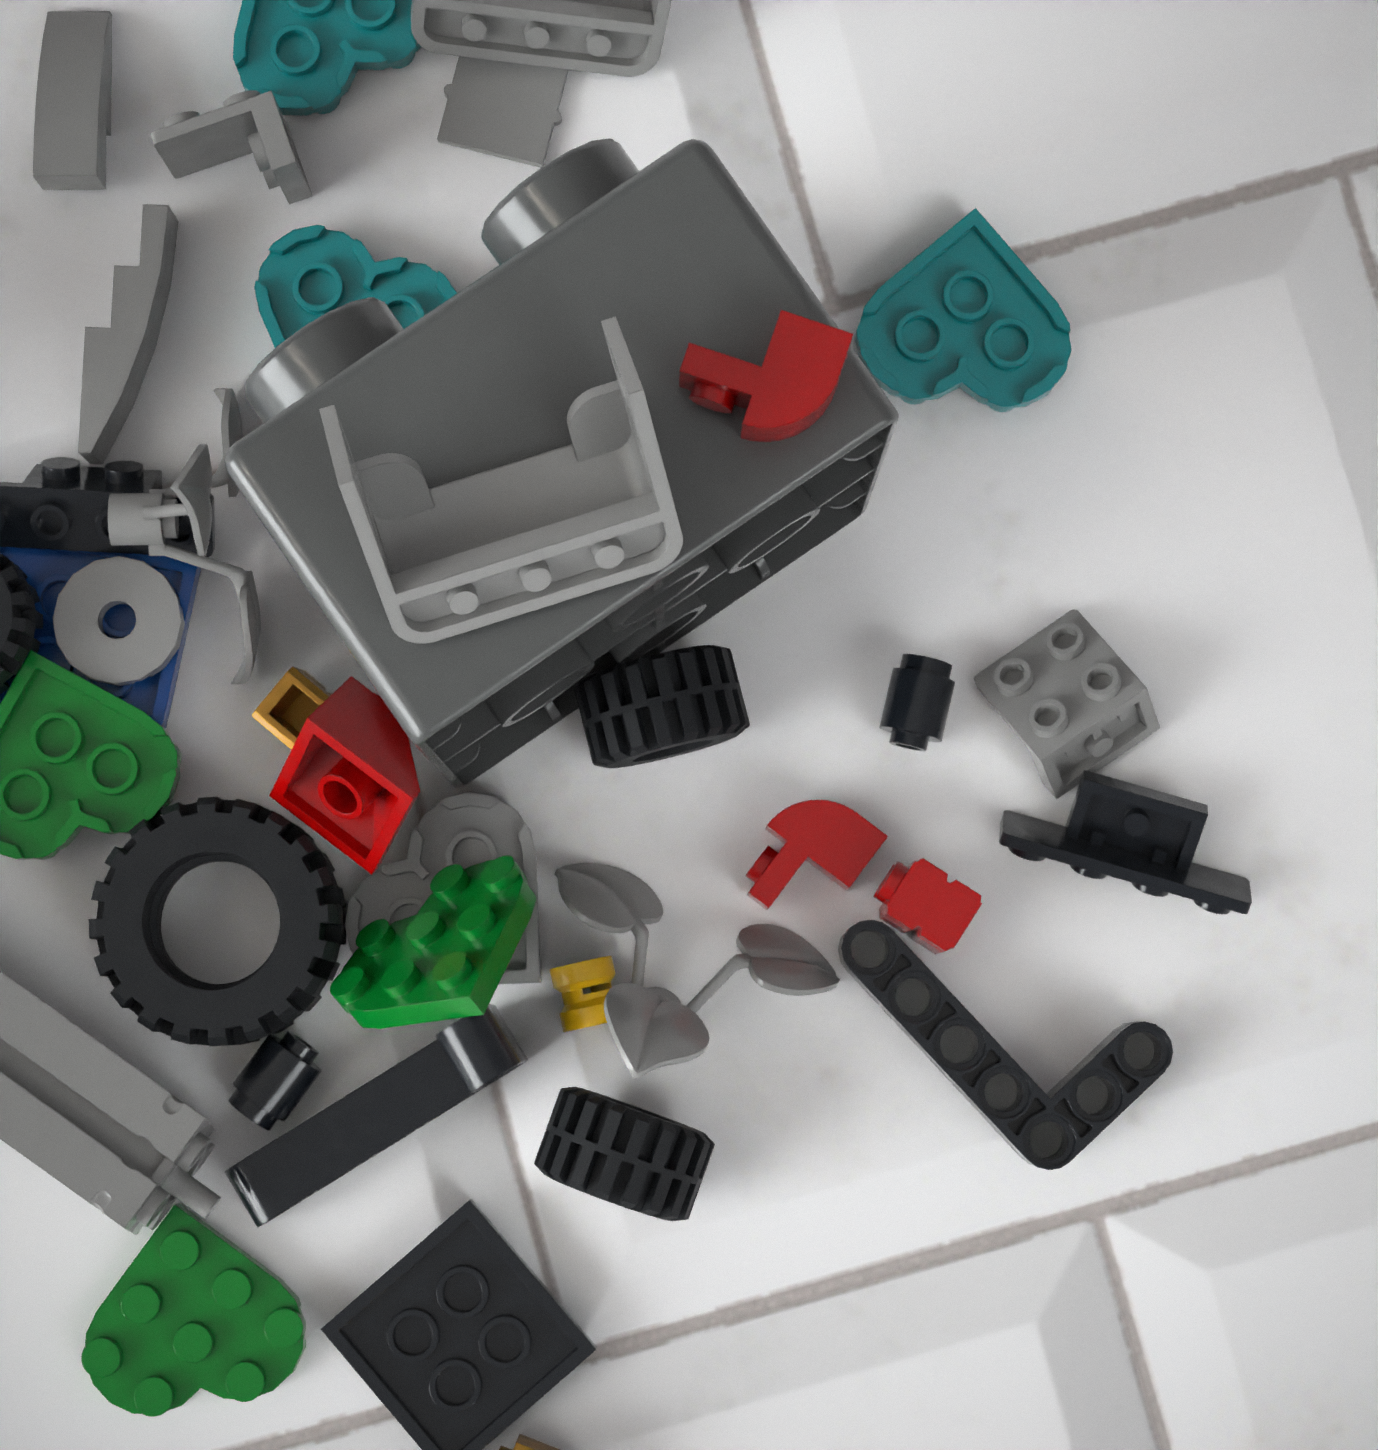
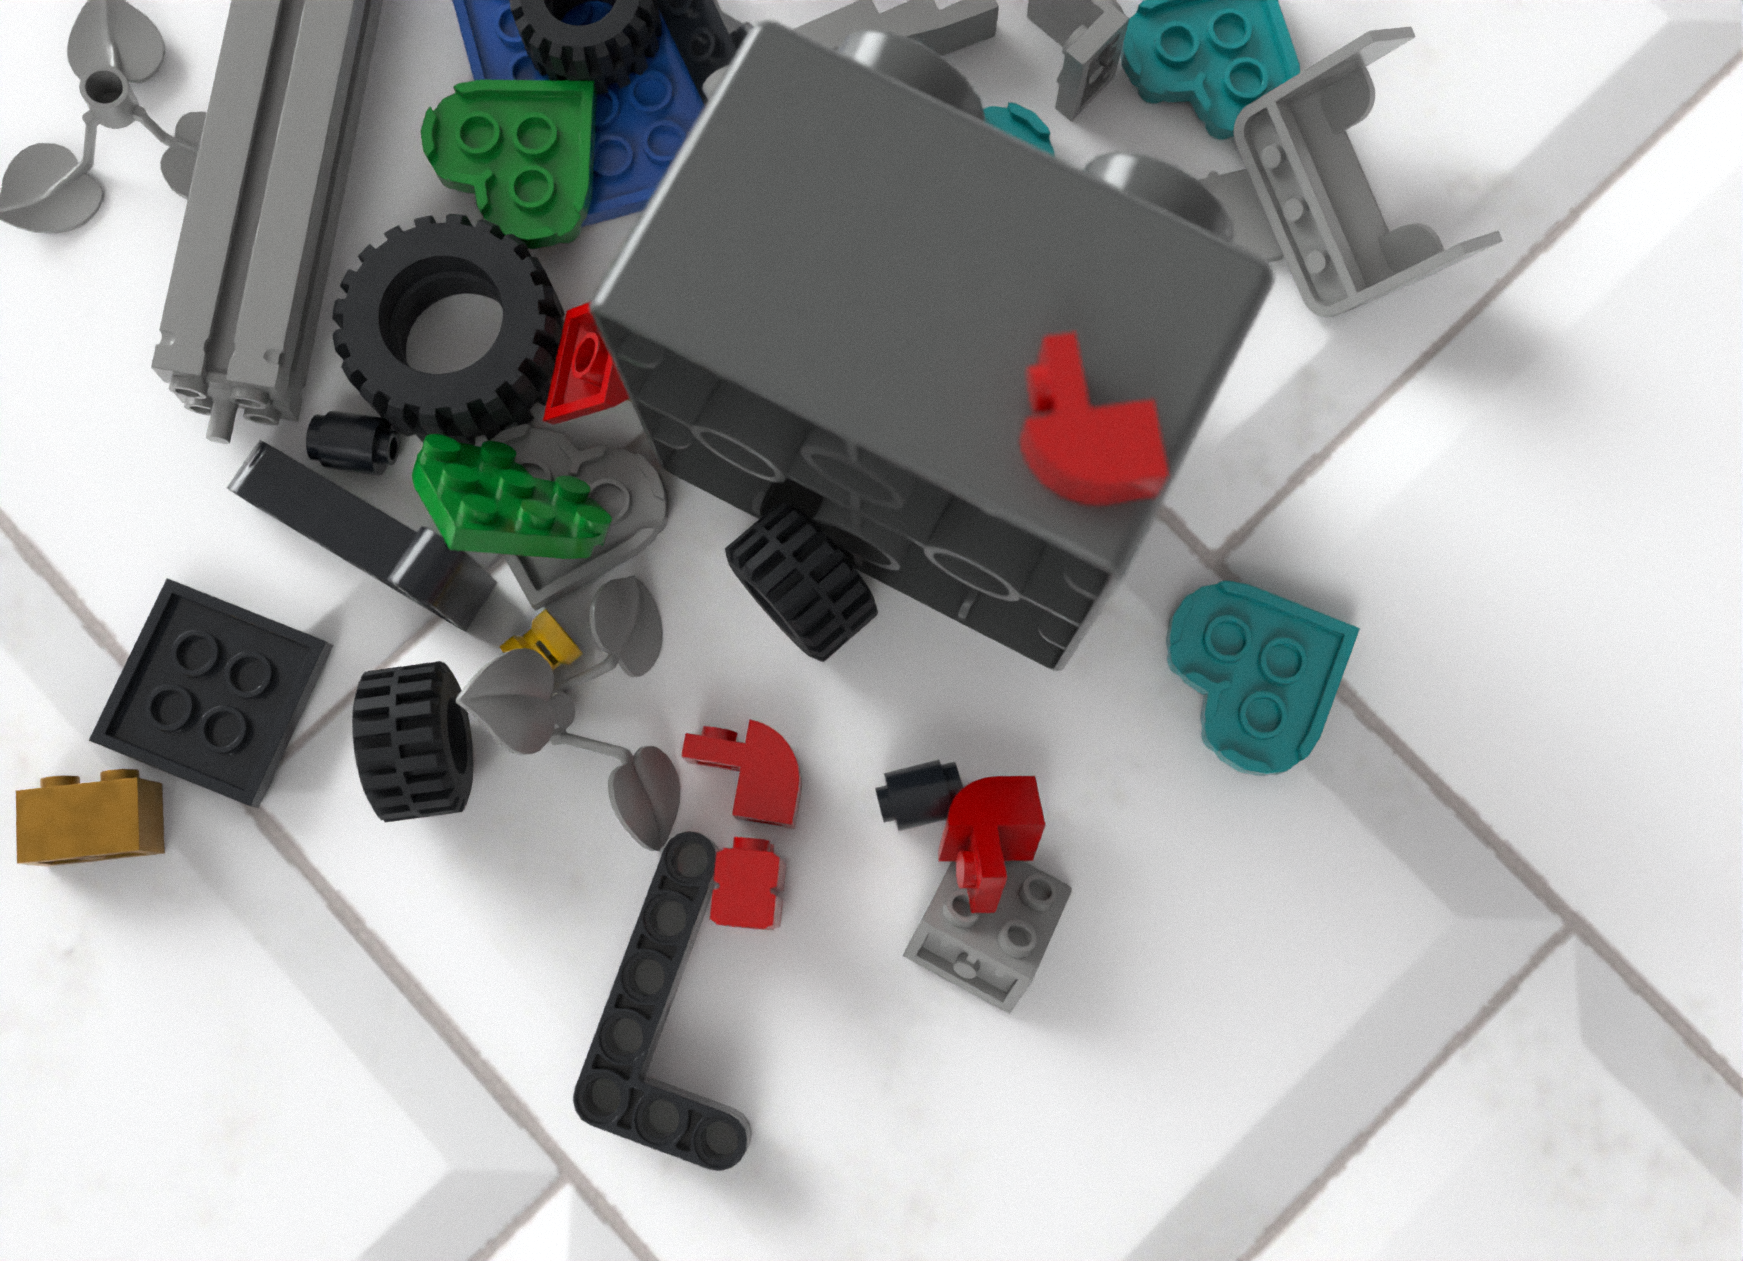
camera: 65 degrees right, 5 degrees down
(88, 598) = (629, 117): light grey tile -> none
(192, 1319) = (134, 479): green plate -> none
(520, 530) = (808, 275): light grey windscreen -> none
(983, 655) = (987, 825): none -> red brick
(1131, 837) = (900, 1039): black bracket -> none

